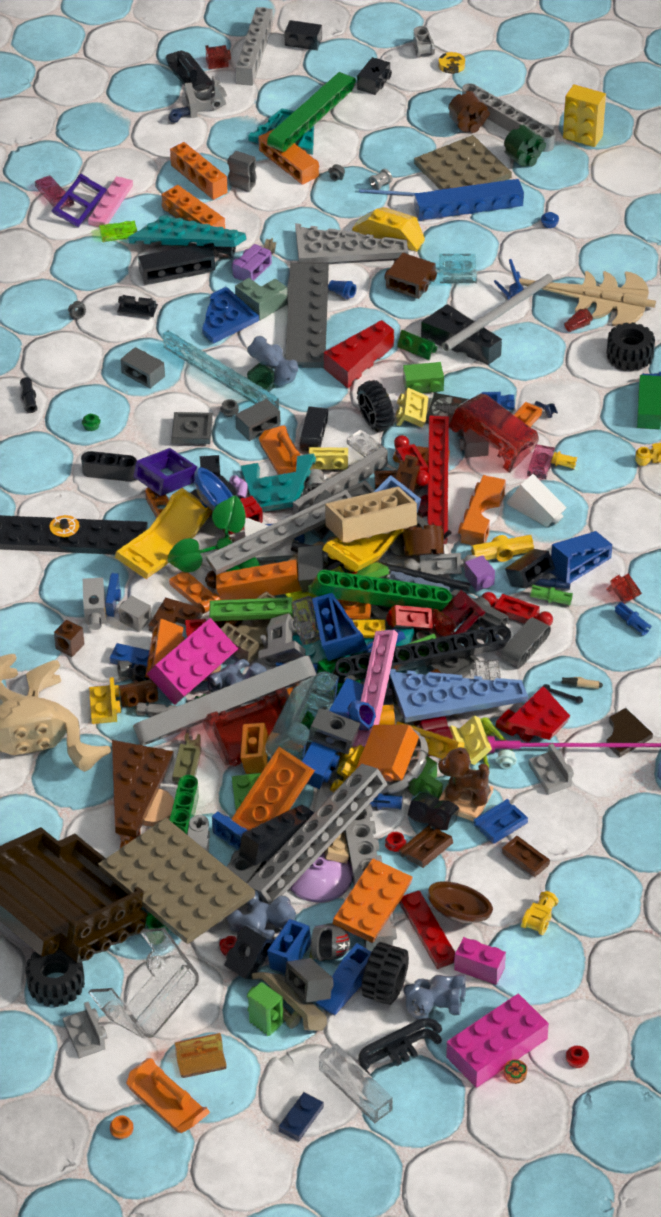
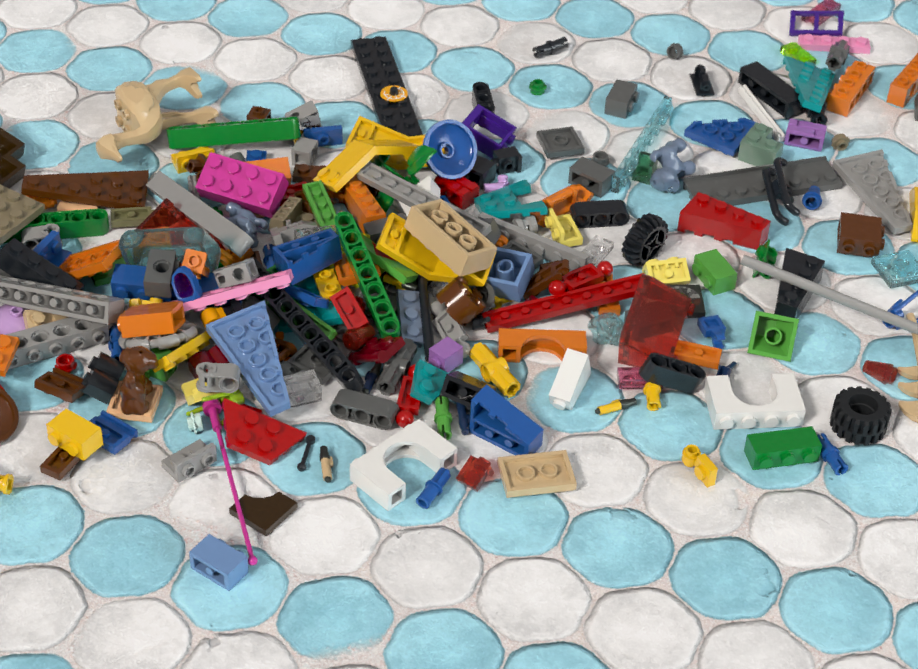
camera: 70 degrees right, 5 degrees down
(92, 654) = (233, 132): none -> green beam
(142, 203) = (837, 55): none -> dark grey piece
(194, 564) = (356, 156): none -> yellow windscreen
(198, 282) = (761, 112): none -> white axle
(334, 302) = (779, 189): none -> black piece
(341, 699) = (196, 262): none -> orange bracket
(360, 675) = (236, 273): none -> light grey leg
(475, 463) = (606, 328): none -> clear light blue hair
(481, 720) = (219, 378): none -> light grey piece
(511, 591) = (427, 382): none -> teal wing
(513, 836) = (74, 434): none -> yellow brick
(517, 367) = (773, 336): none -> bright green slope
(553, 436) = (672, 373): none -> black beam
(566, 487) = (615, 405): none -> piece
(596, 420) = (731, 413): none -> white arch
(603, 652) = (414, 442): none -> white arch
(634, 552) = (536, 473): none -> tan plate

